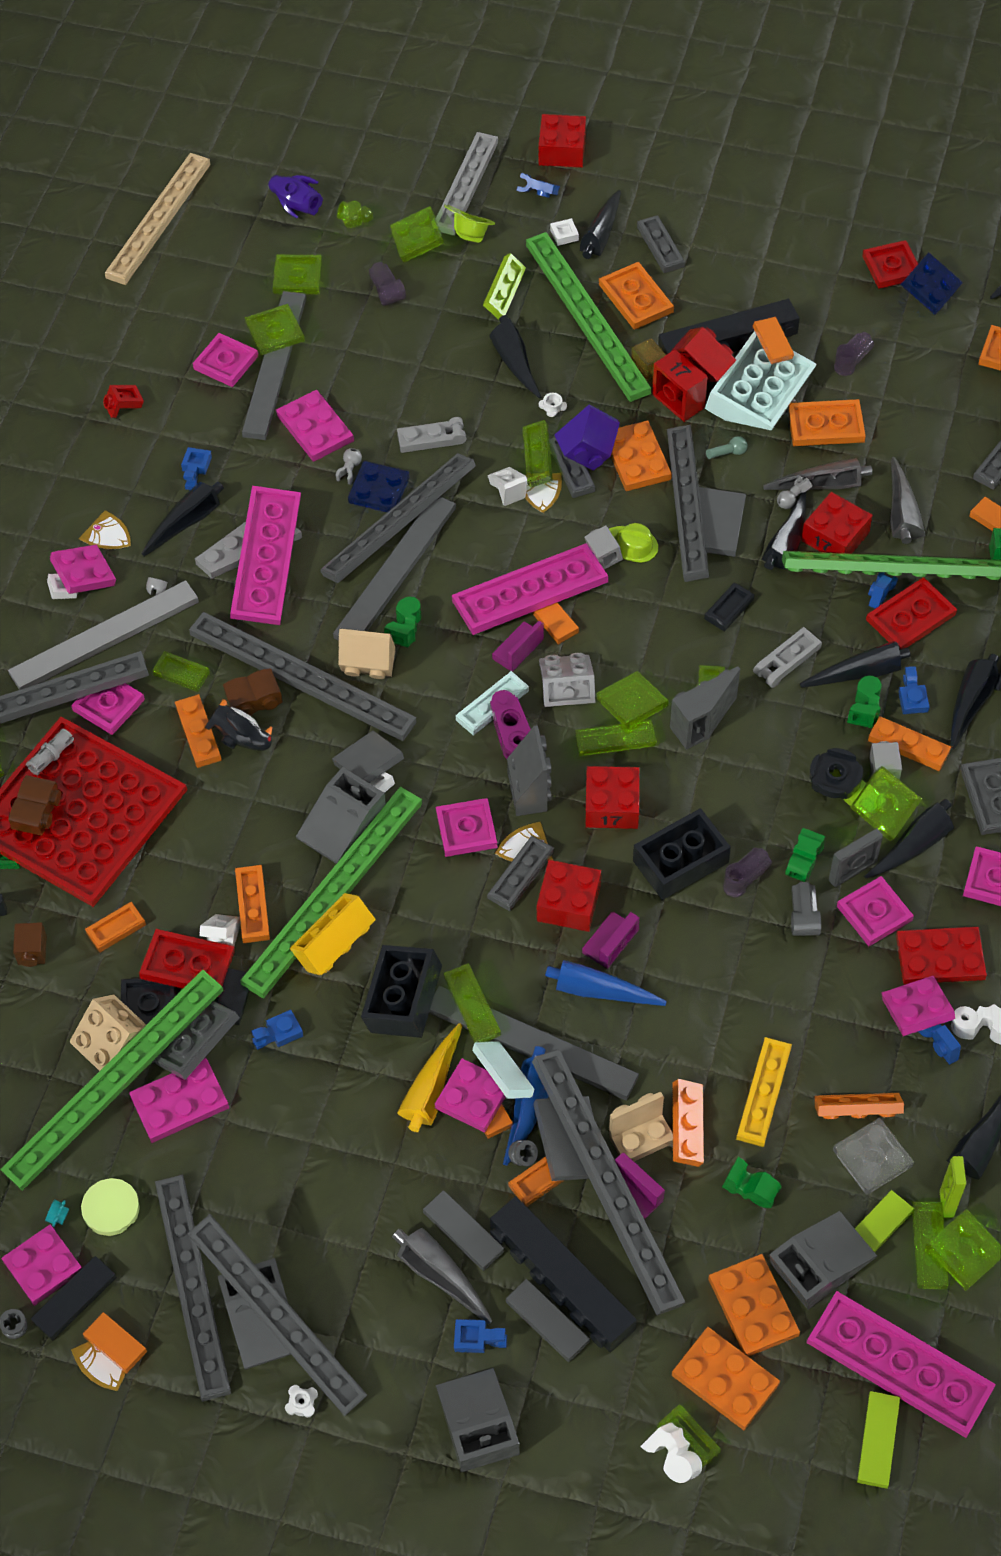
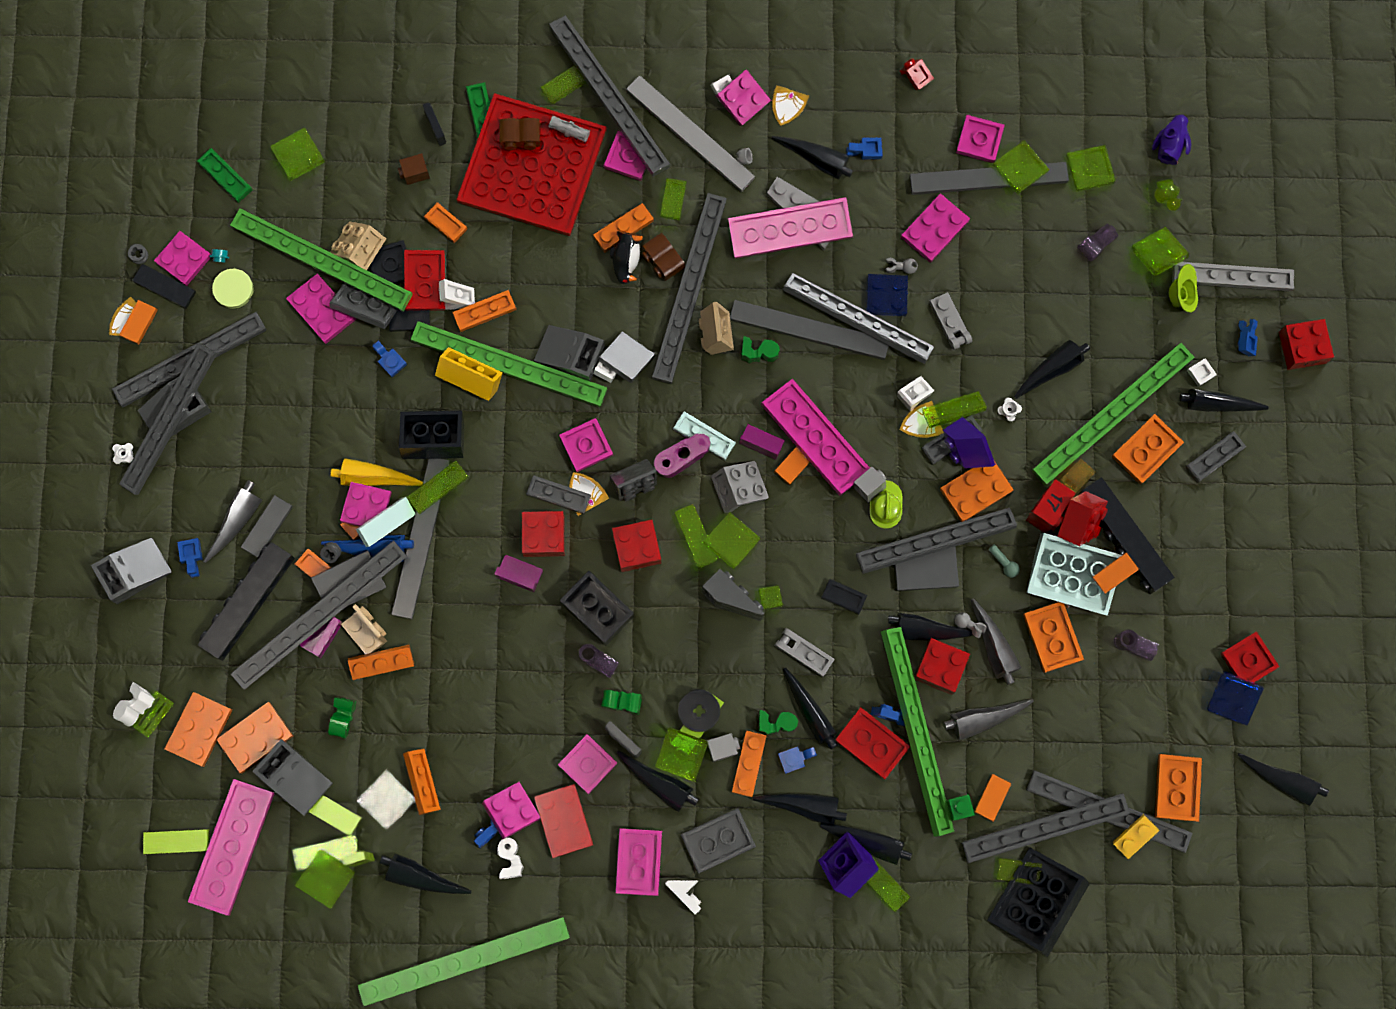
camera: 70 degrees right, 20 degrees up
(157, 219) = (1119, 39): tan tile -> none
(504, 286) = (1124, 338): lime plate -> none
(547, 1320) = (214, 599): dark grey tile -> none
(596, 984) = (478, 574): blue piece -> none
(764, 1092) = (420, 711): yellow tile -> none
(805, 917) = (568, 712): dark grey piece -> none

